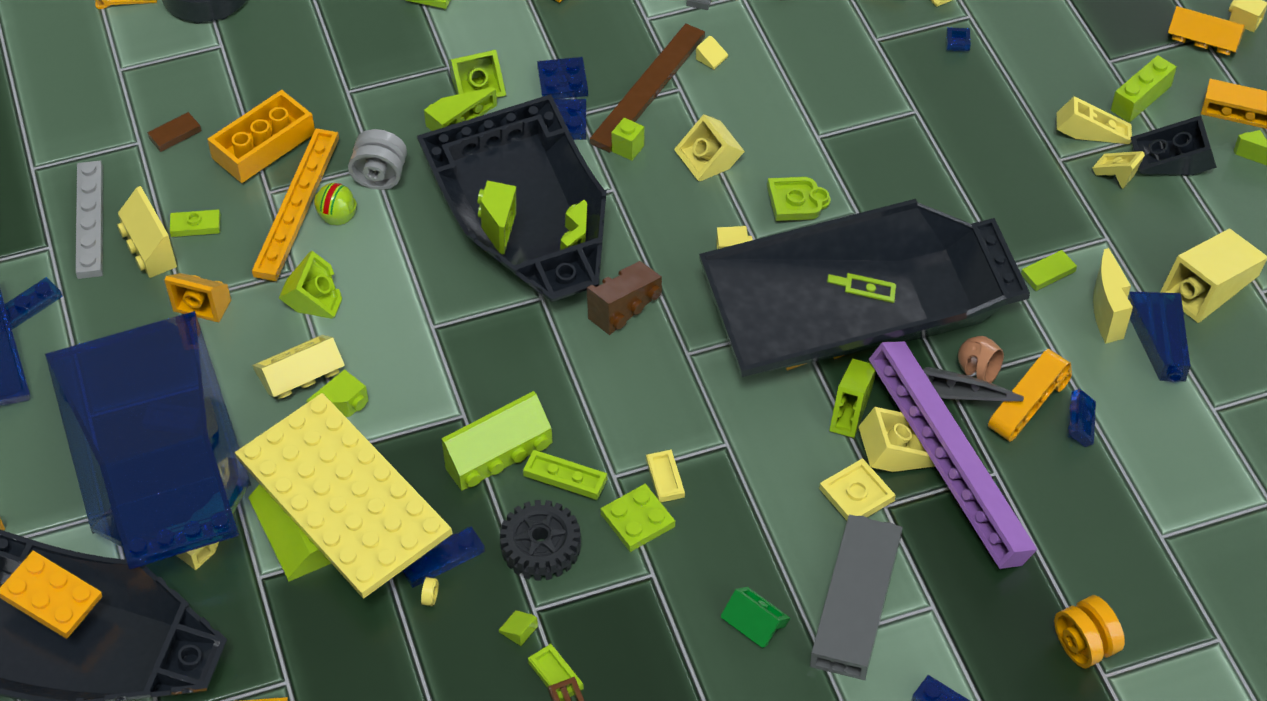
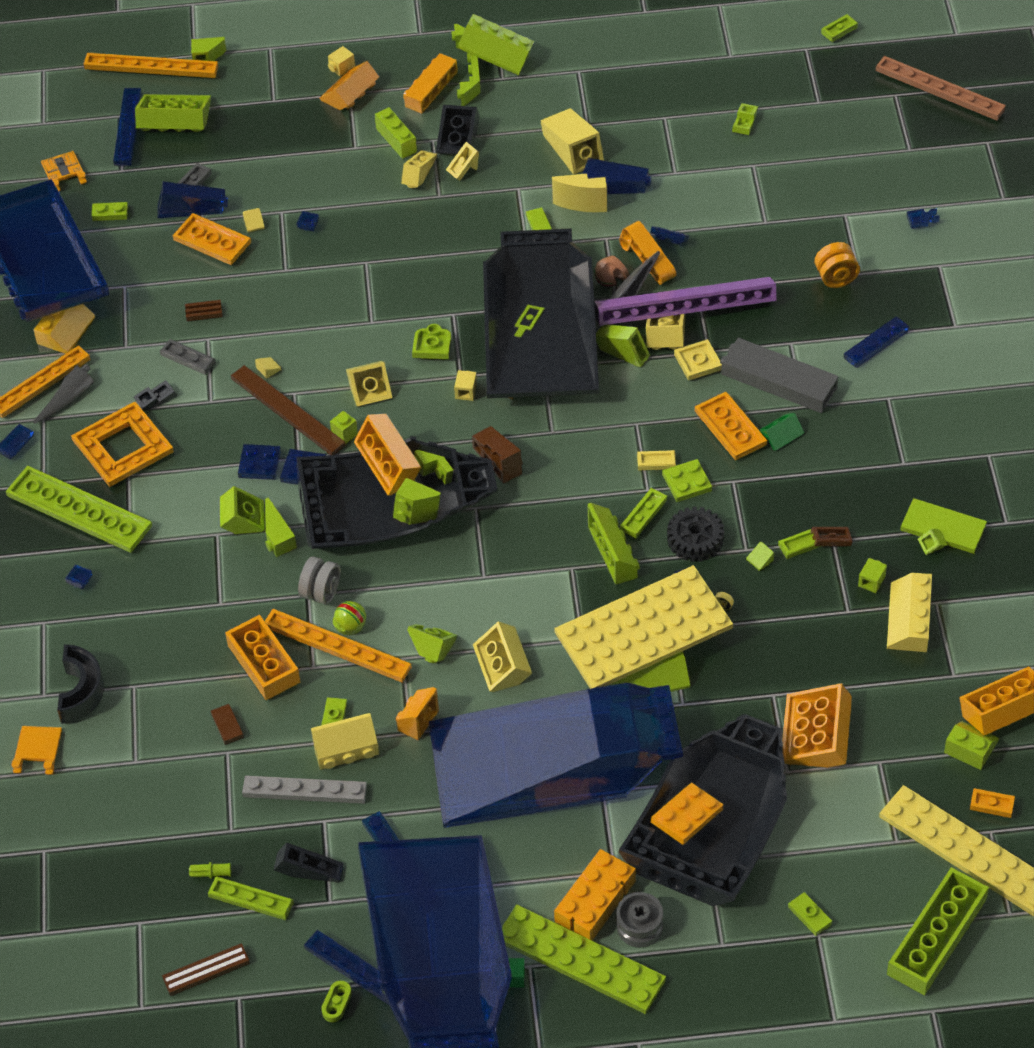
camera: 75 degrees left, 0 degrees up
(345, 393) = (540, 634): lime slope -> none
(572, 171) = (386, 452): none -> light orange slope
(746, 550) = (730, 425): none -> light orange plate

